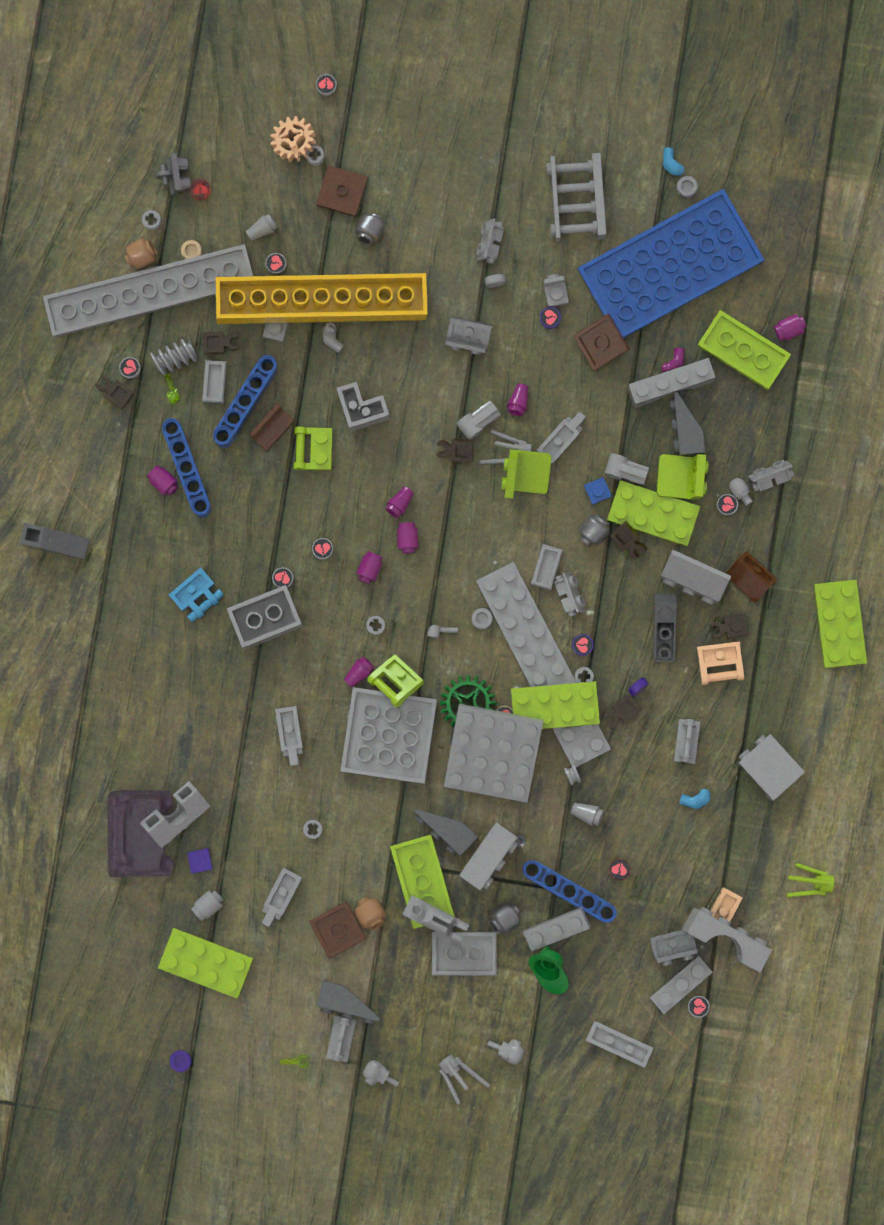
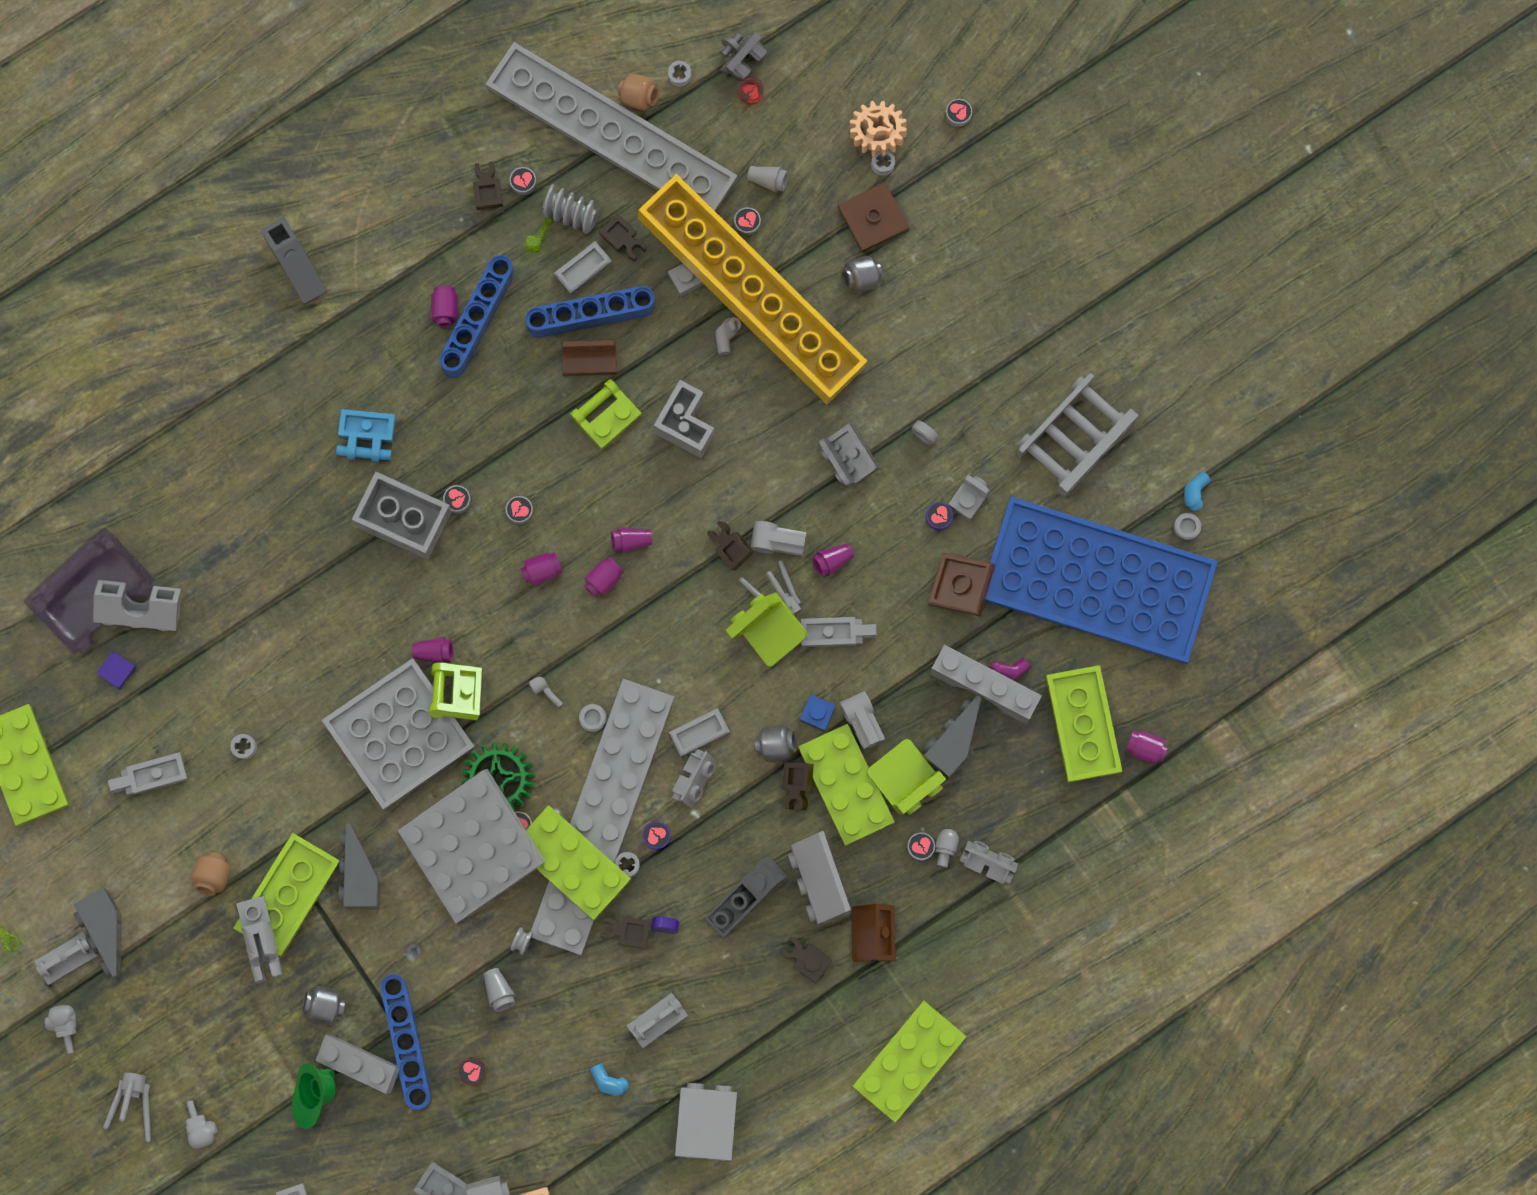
camera: 35 degrees right, 5 degrees down
(191, 249) = (686, 133): tan tile -> none
(207, 905) = (79, 715): light grey brick -> none
(289, 733) = (314, 641): light grey hinge -> none
(337, 930) = (167, 858): reddish brown plate -> none
(370, 629) = (484, 624): light grey bush -> none
(471, 957) = (257, 1007): light grey tile -> none
(489, 857) = (366, 934): light grey brick -> none
(490, 232) = (947, 397): light grey hinge -> none
(719, 656) = (769, 975): light nougat plate -> none

